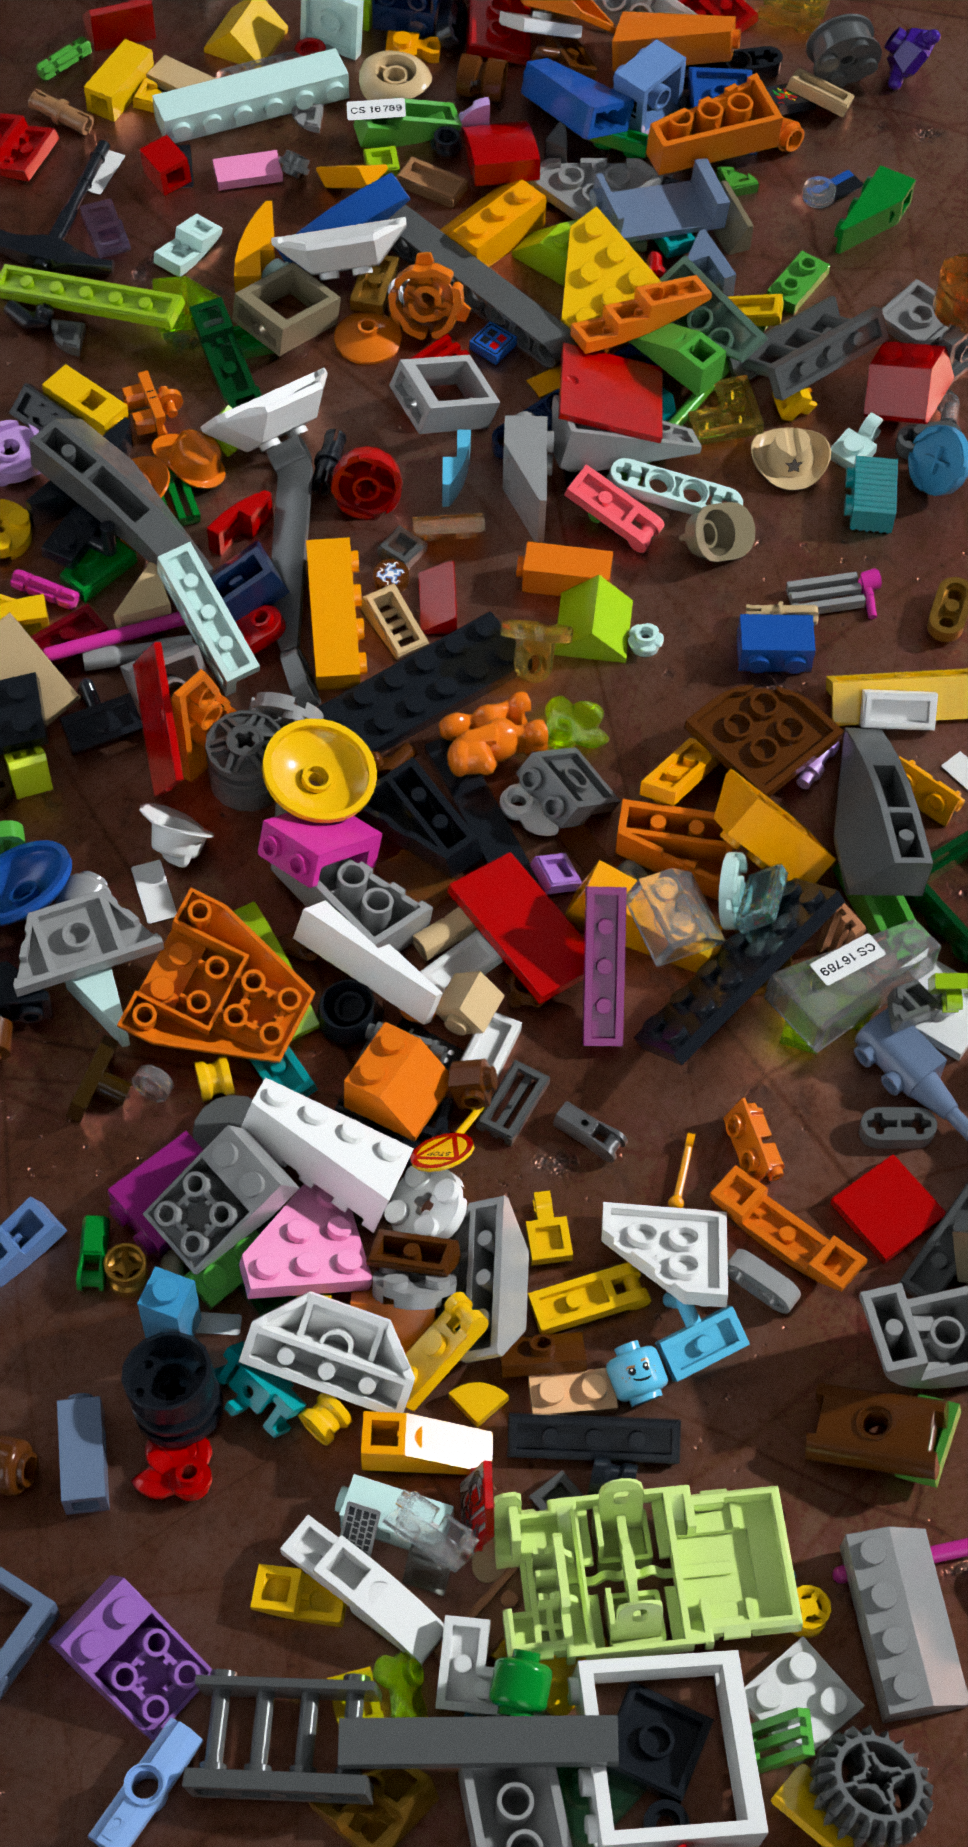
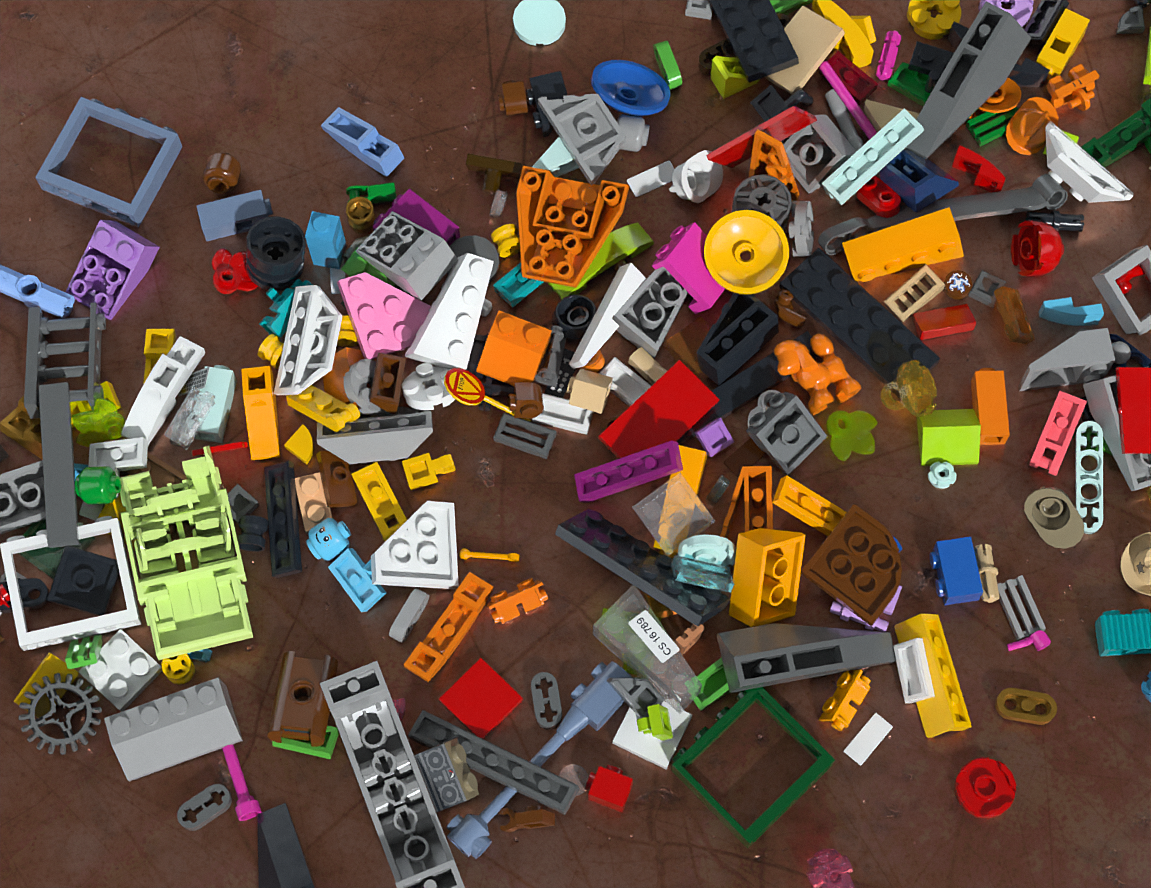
camera: 85 degrees right, 10 degrees up
(585, 1128) = (510, 485): flat silver bar -> none

